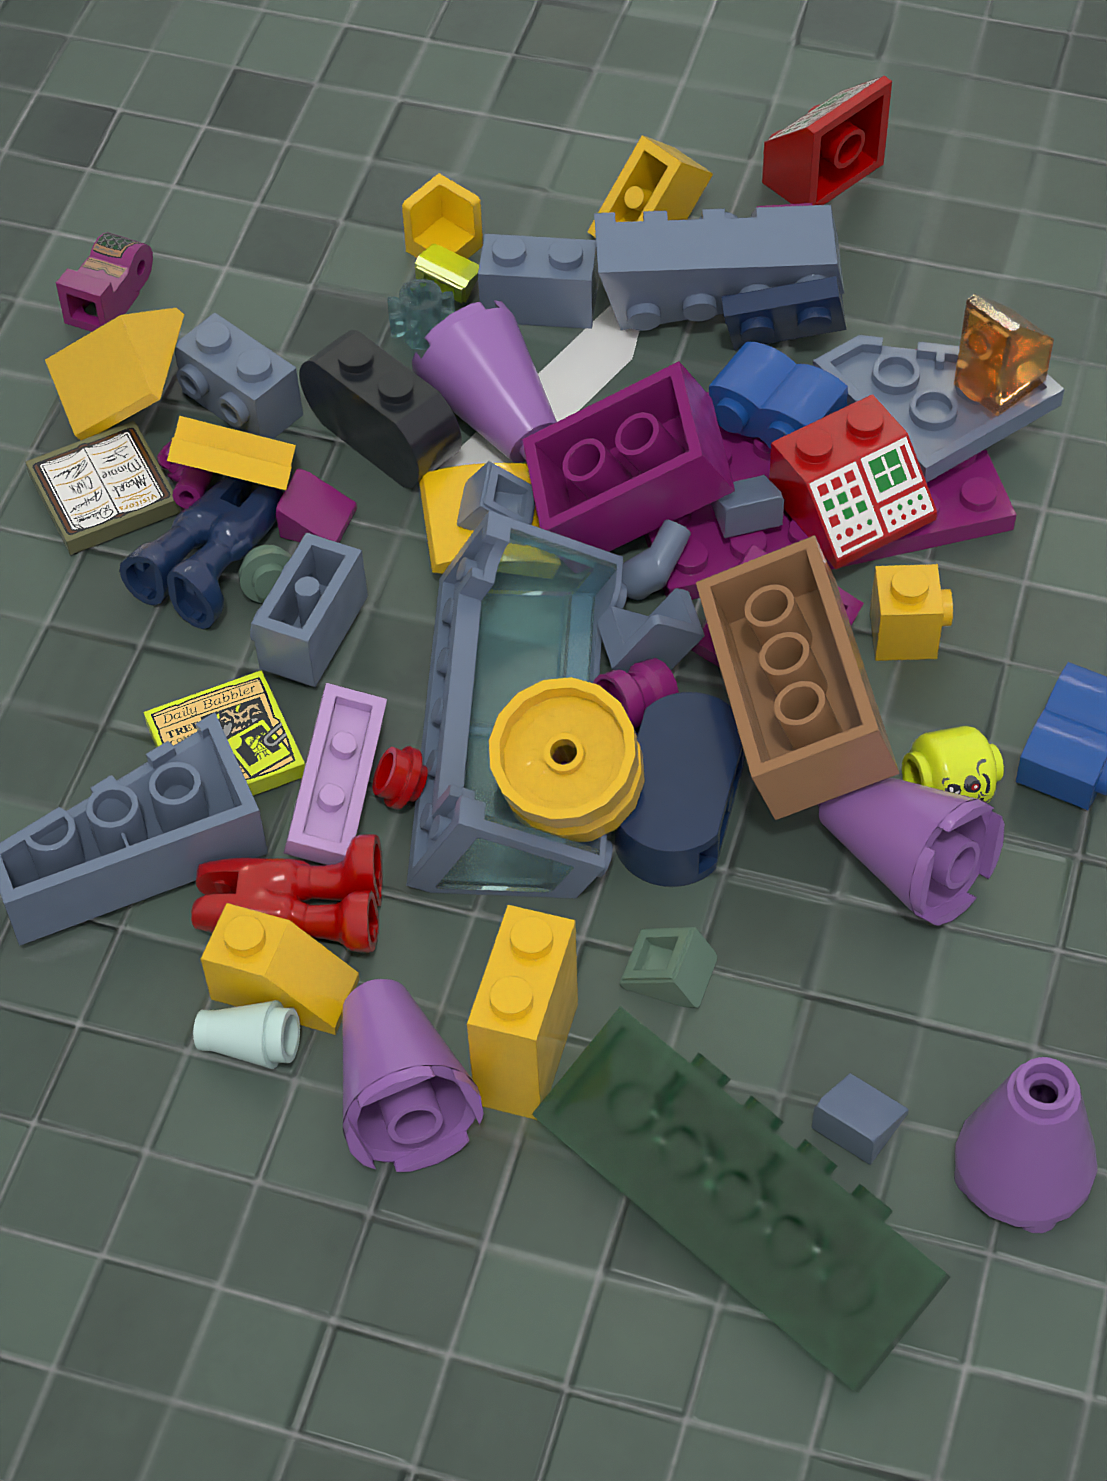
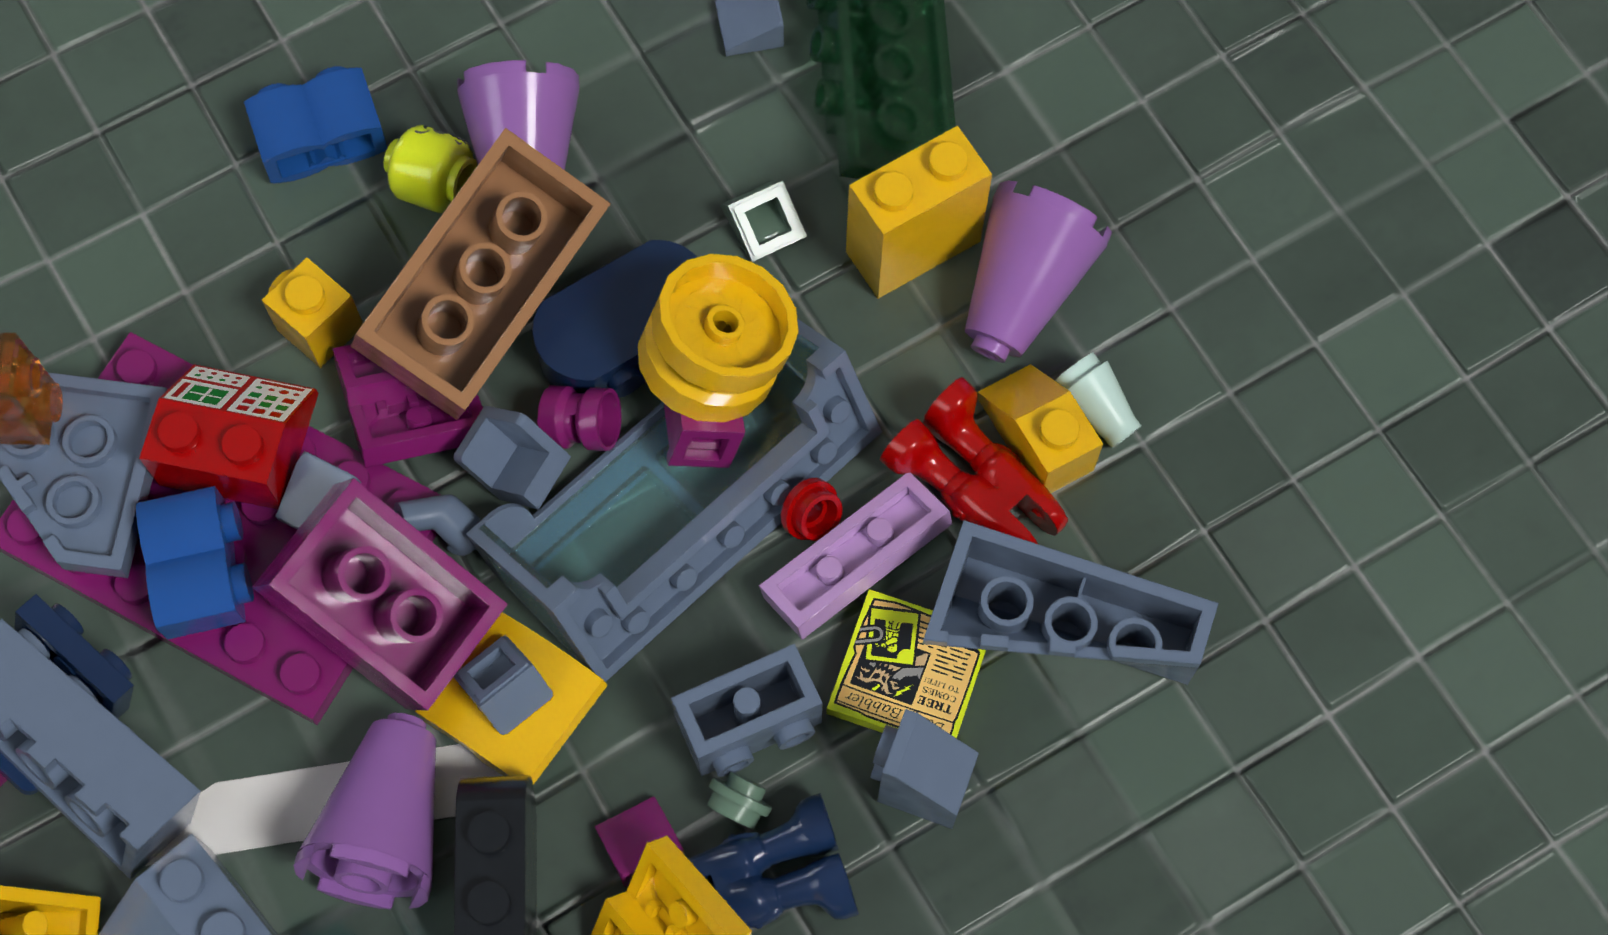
camera: 140 degrees left, 15 degrees up
(145, 659) = (923, 769): none -> sand blue slope

